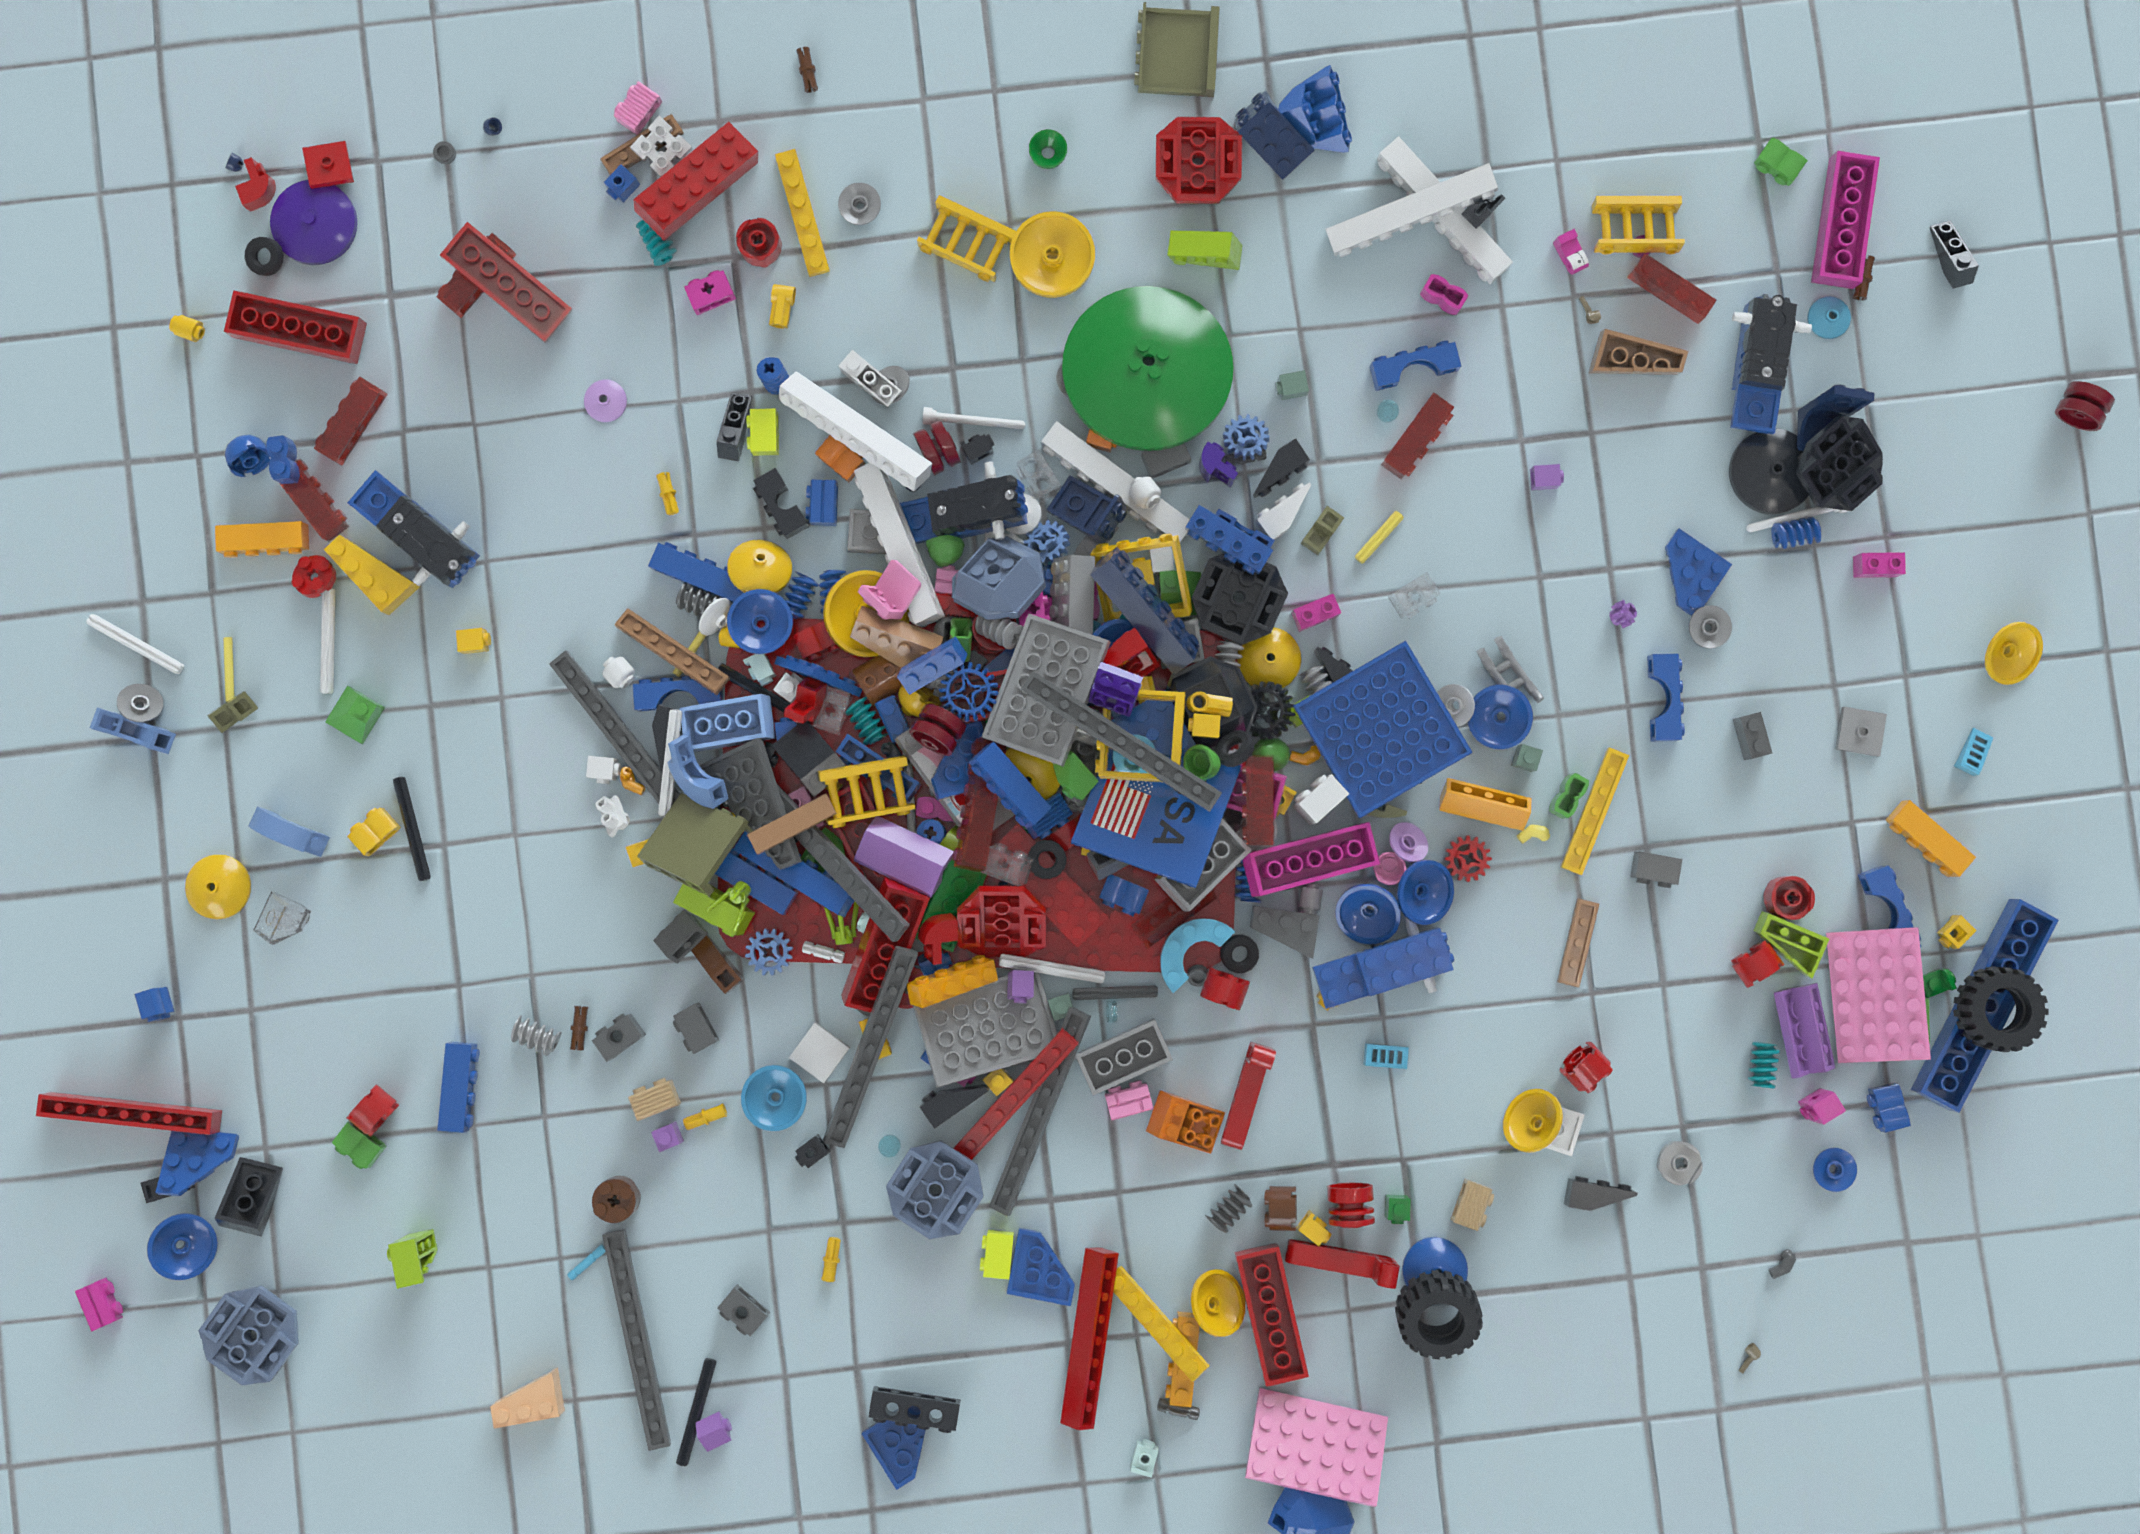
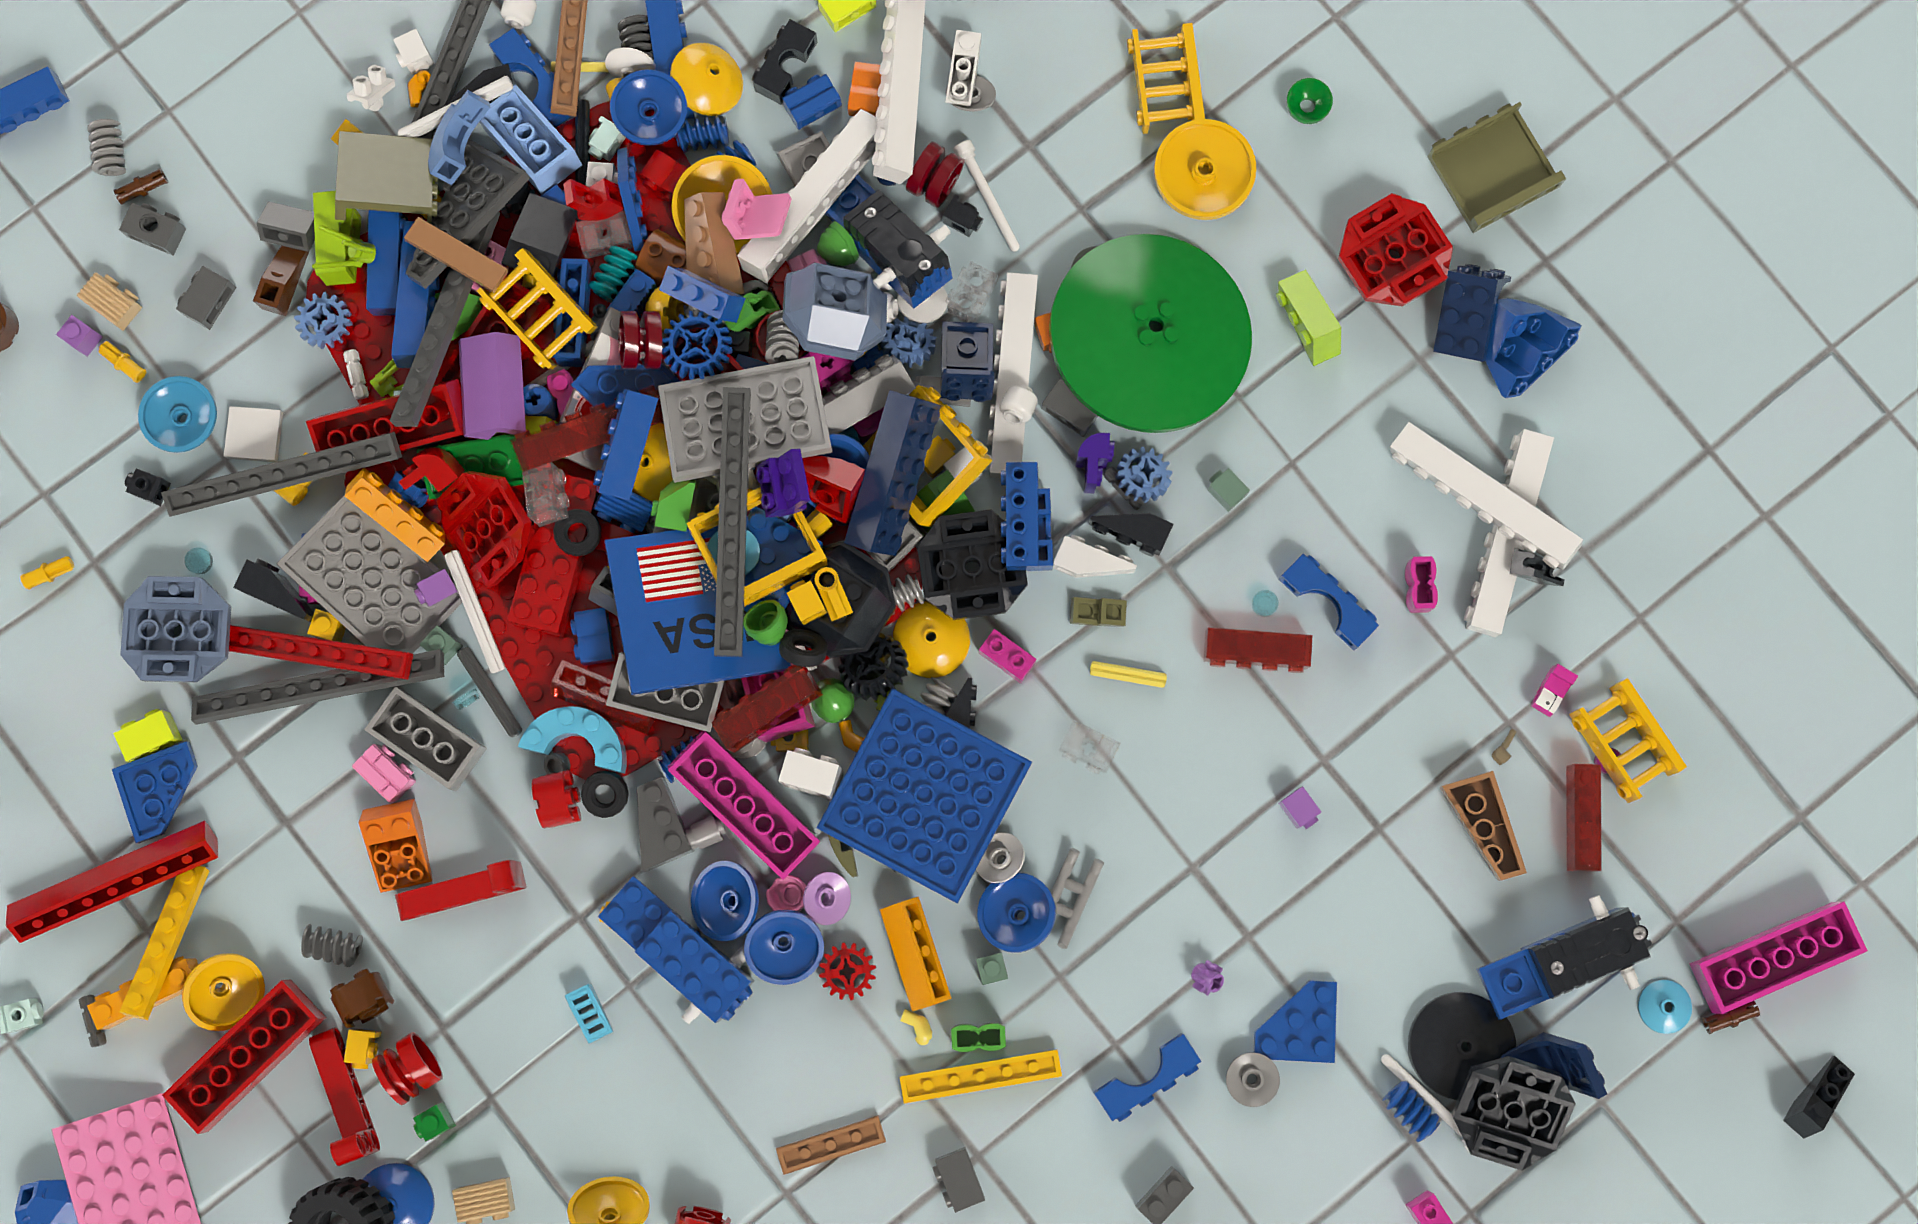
camera: 60 degrees right, 5 degrees down
(1780, 162) = (1793, 851): bright green brick -> none

